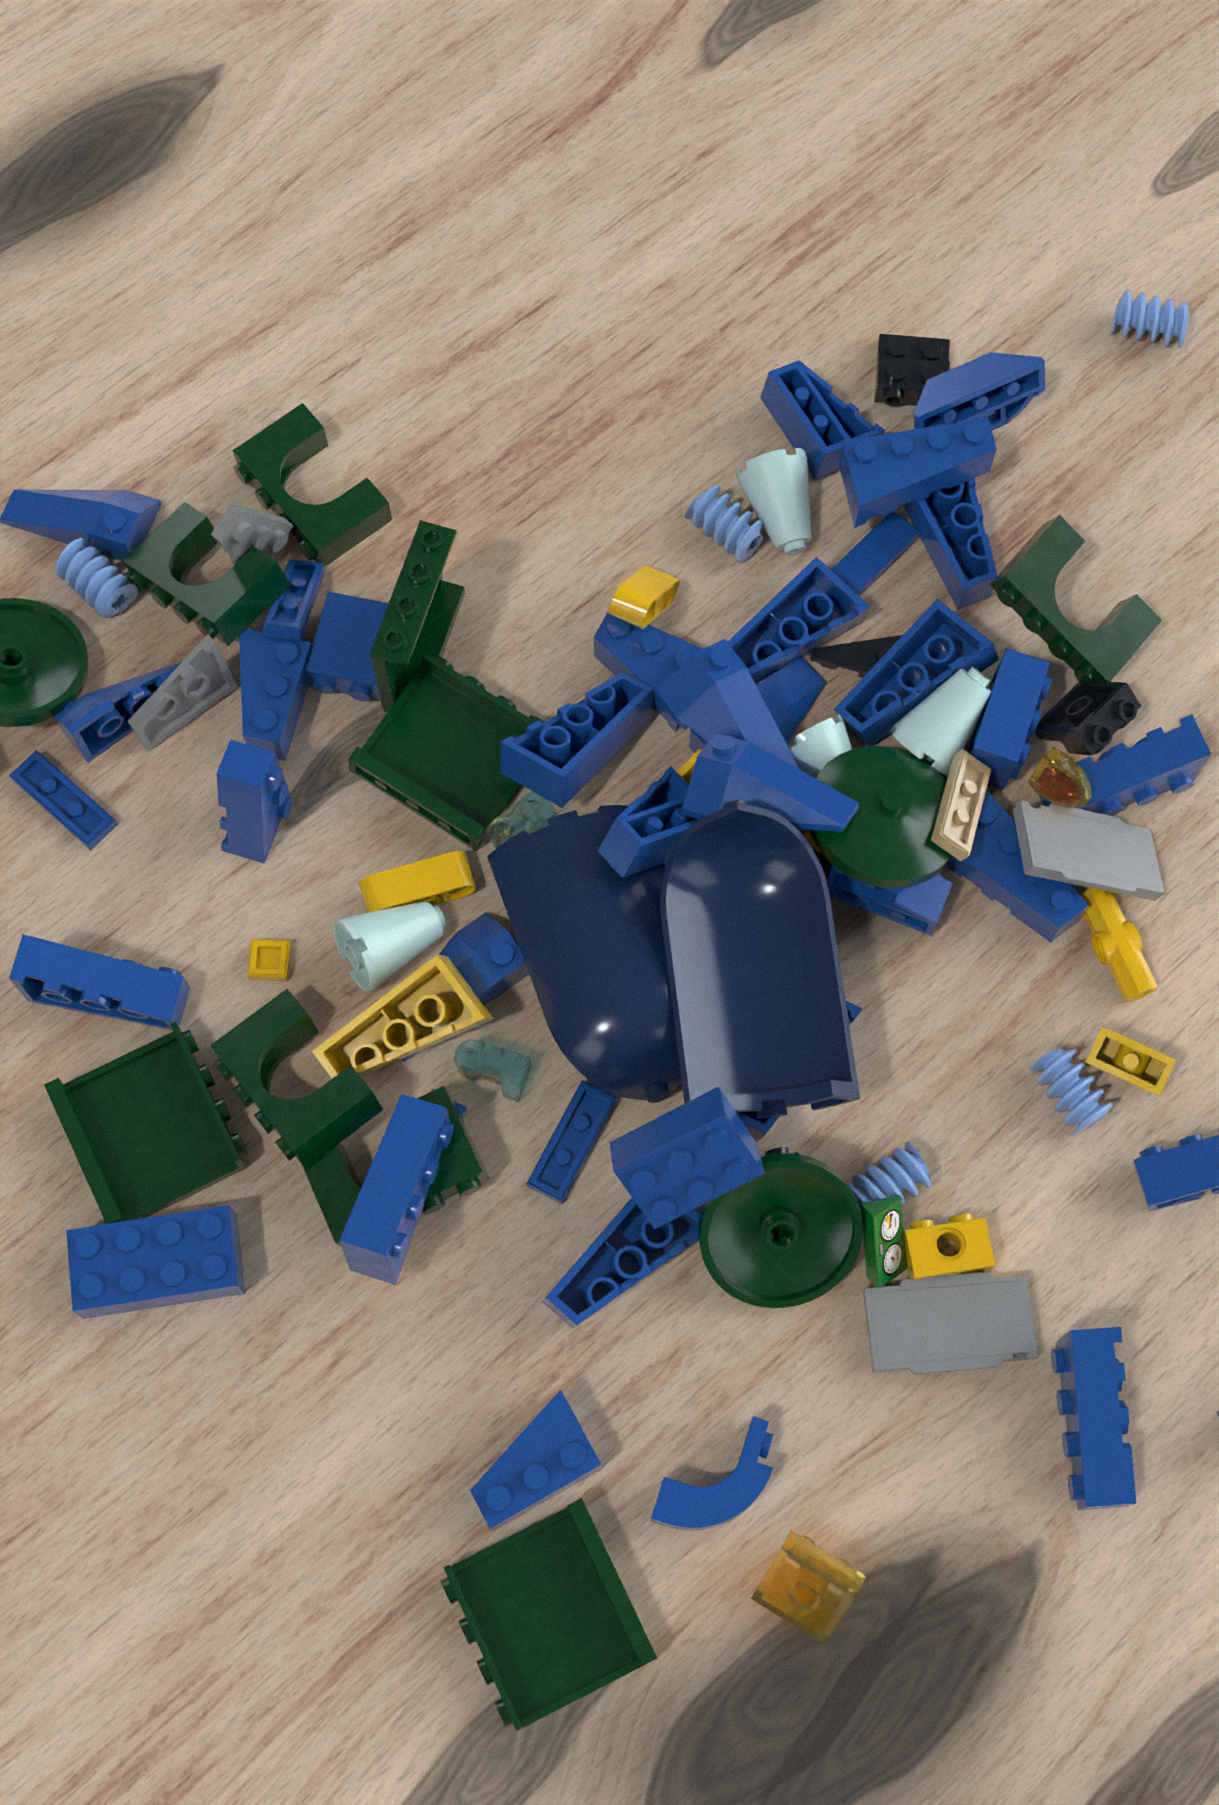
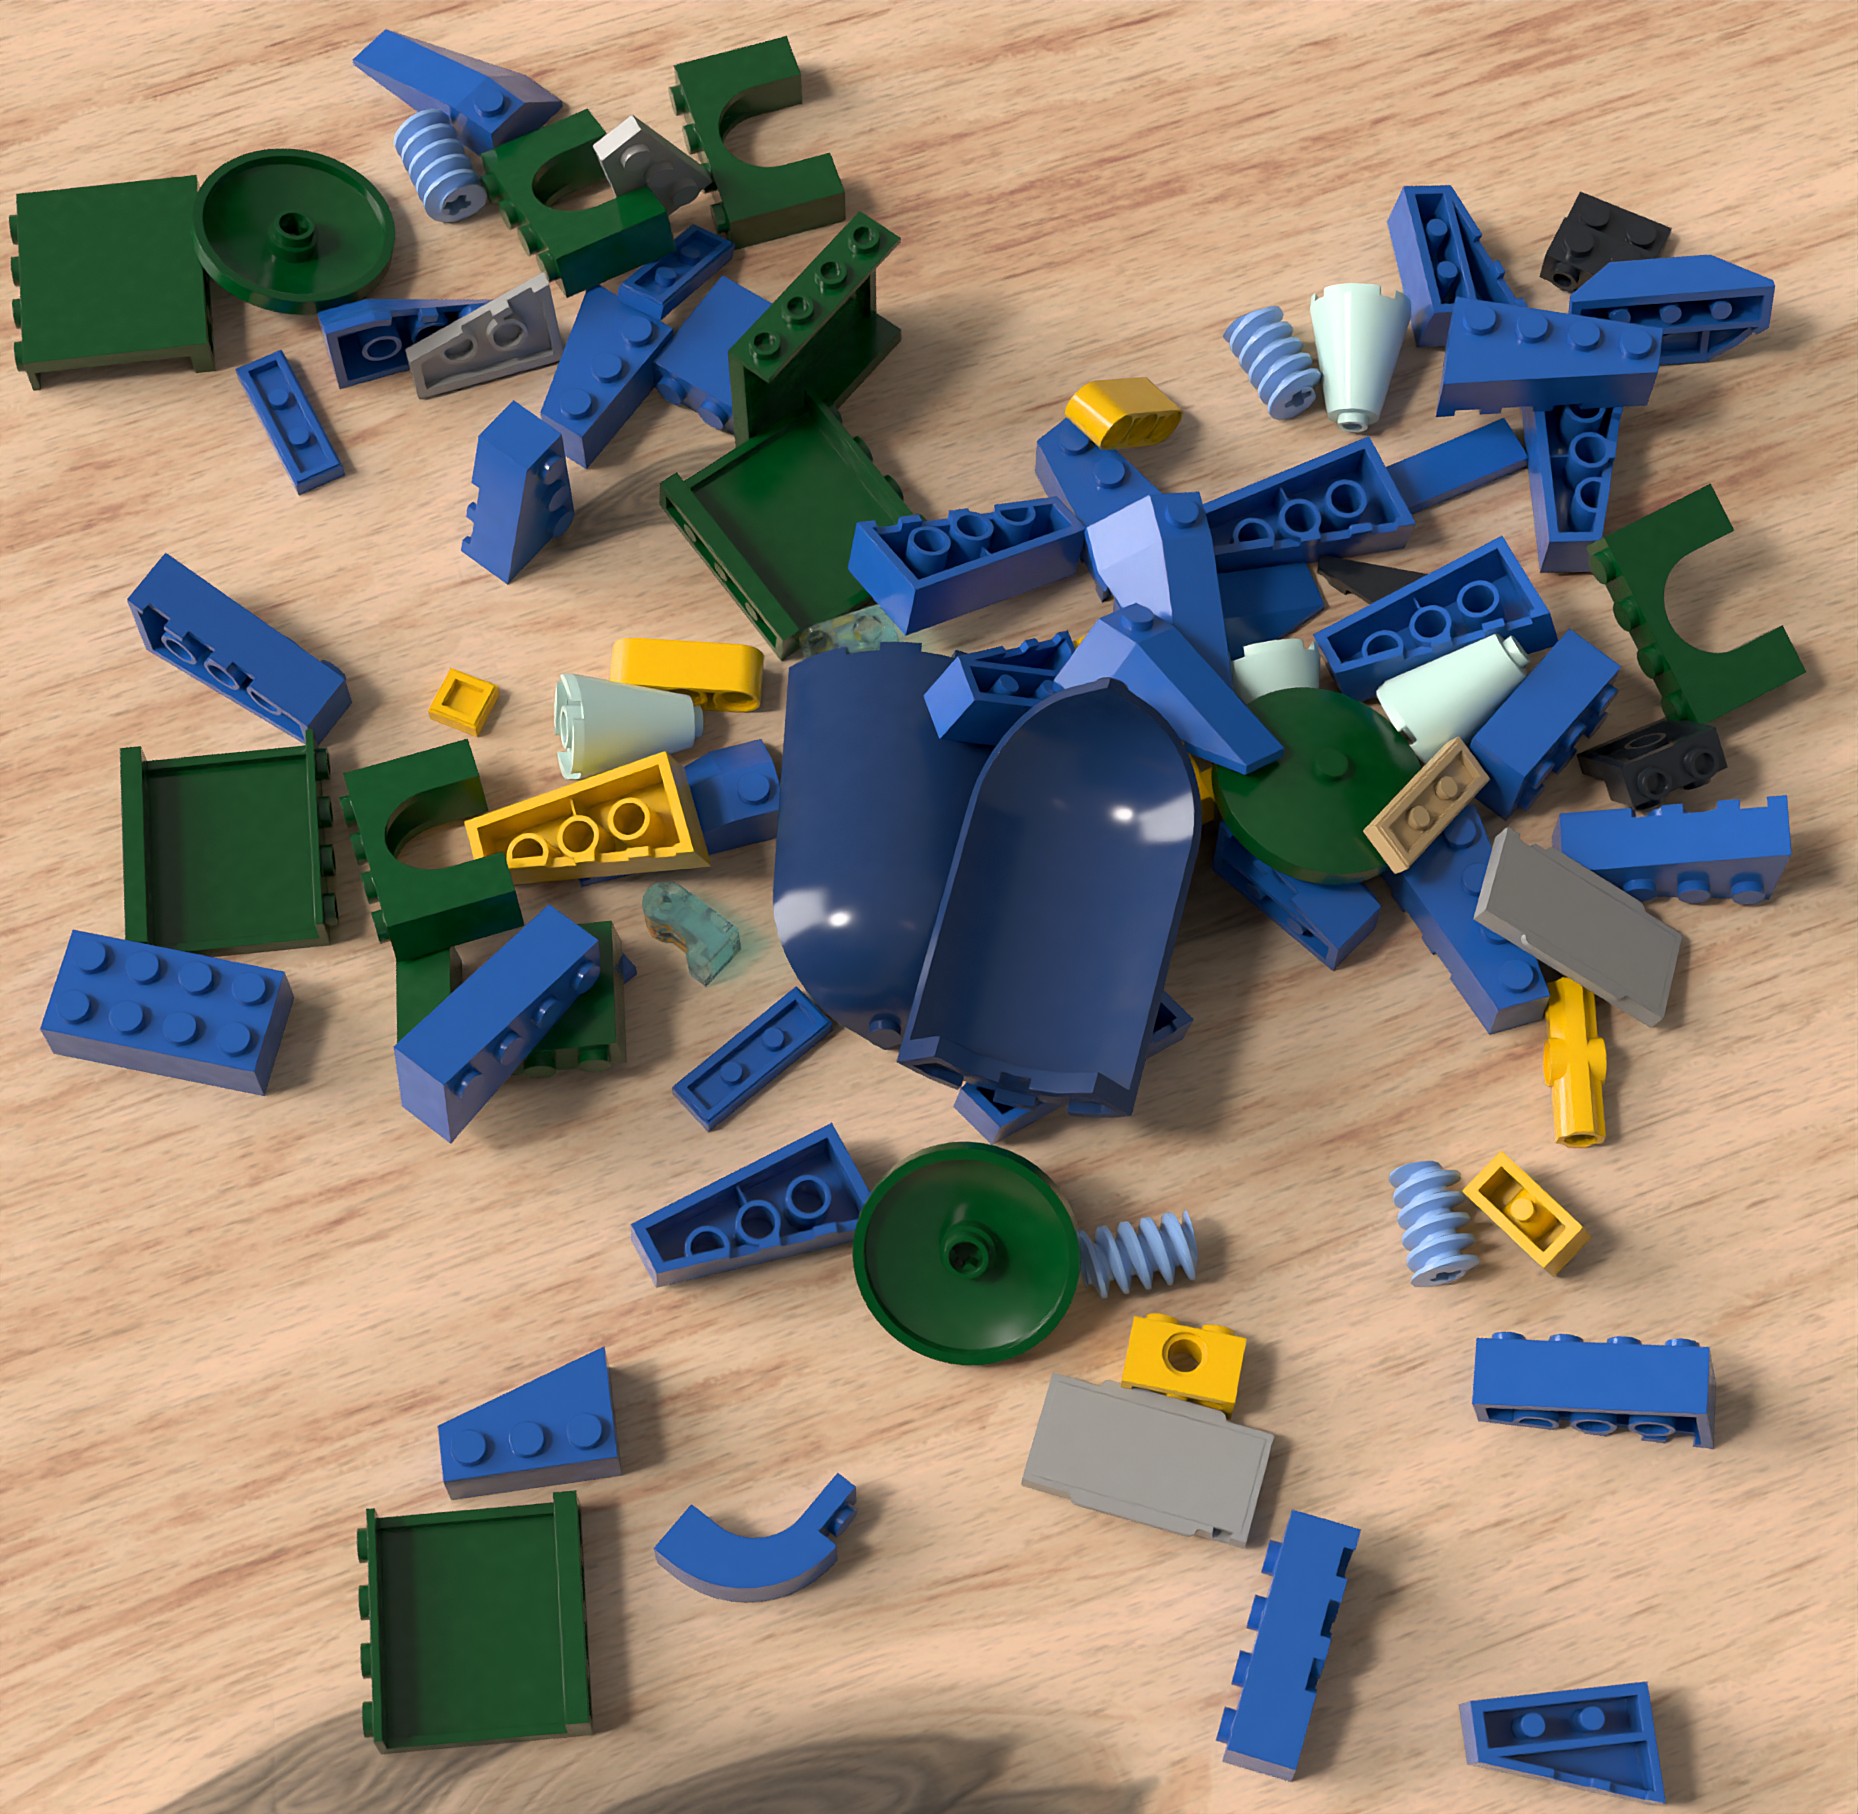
camera: 20 degrees right, 5 degrees down
(686, 1157) = (873, 1104): blue brick -> none
(808, 1586) = (821, 1711): clear yellow brick -> none
(883, 1239) = (1103, 1319): green slope -> none
(1061, 780) = (1574, 820): rock -> none

